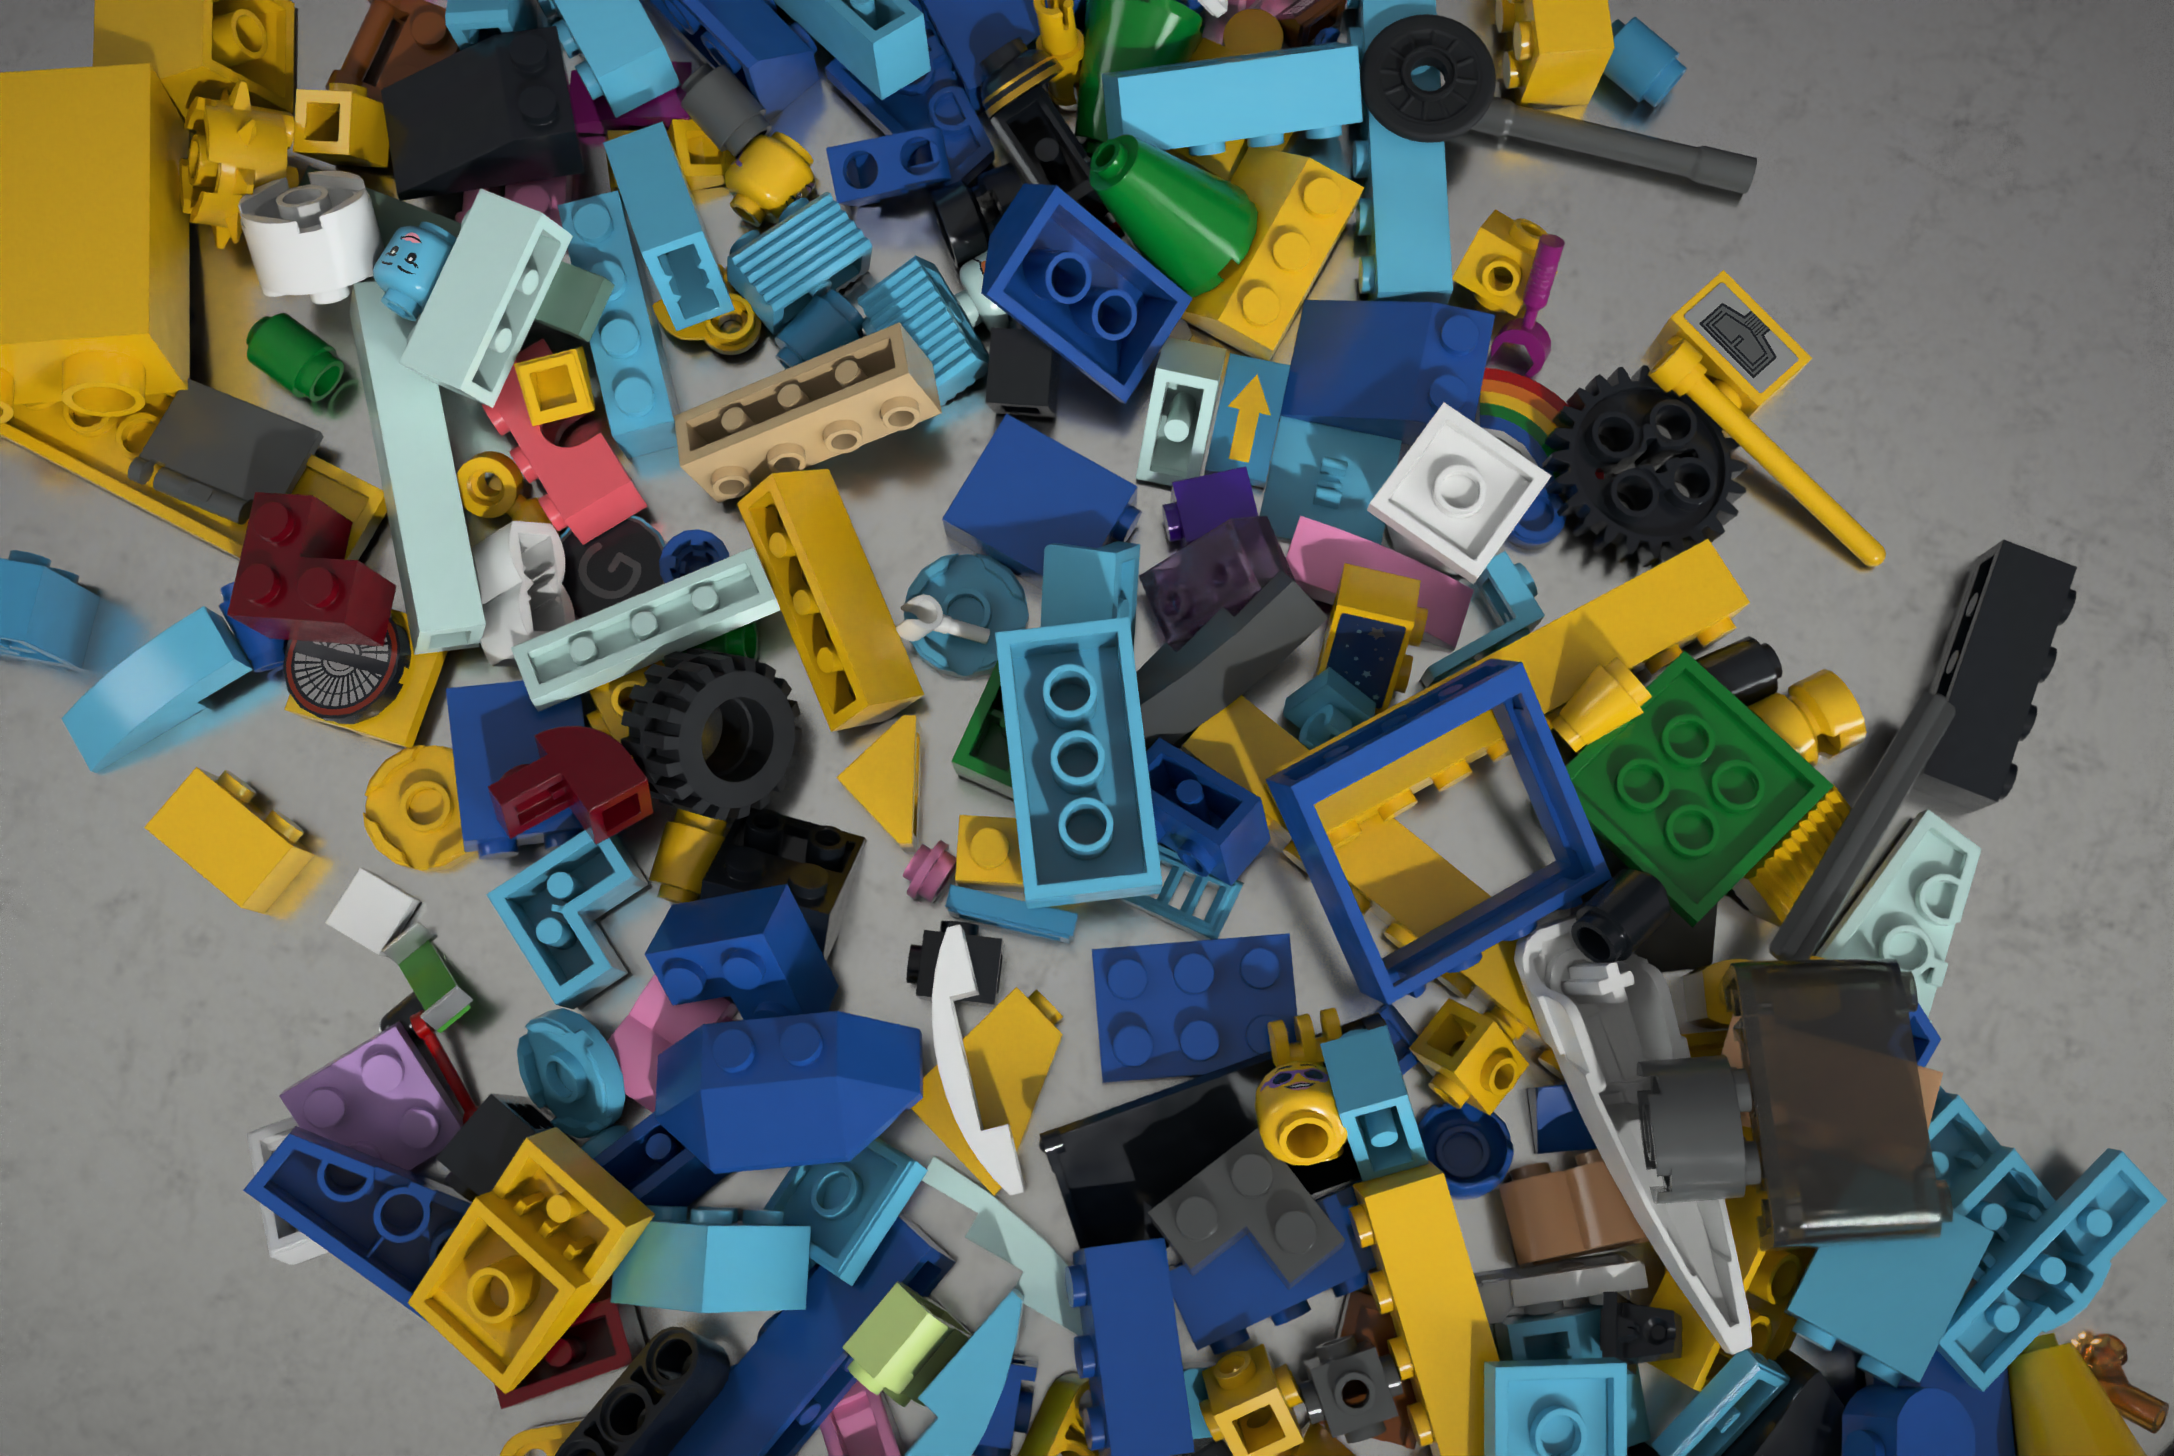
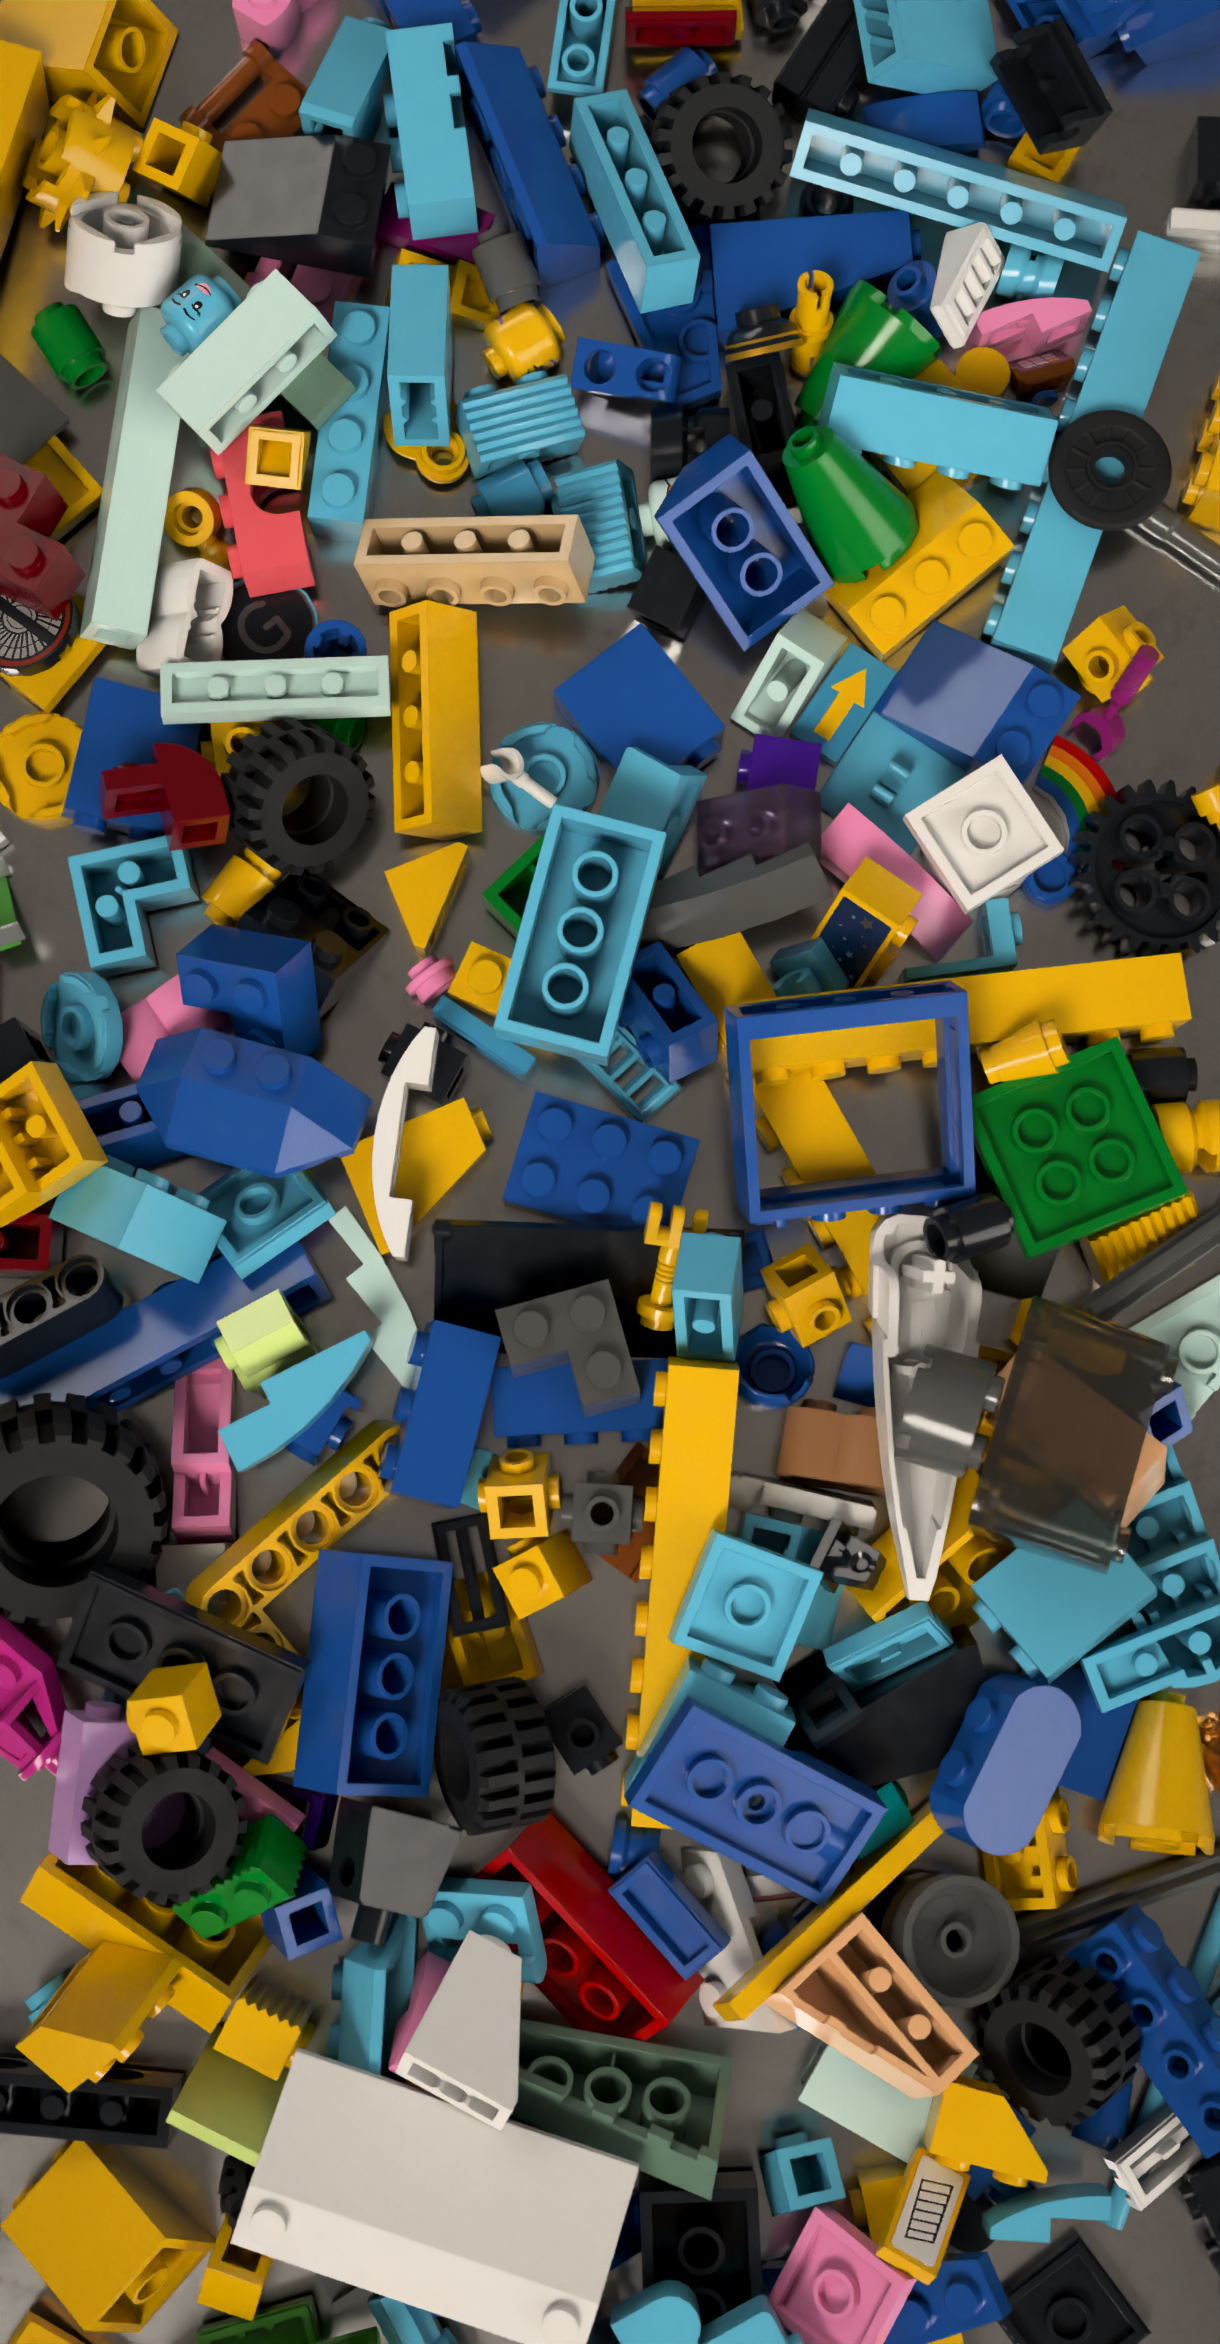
camera: 20 degrees right, 5 degrees up
(1299, 1114) = (643, 1280): yellow head -> none

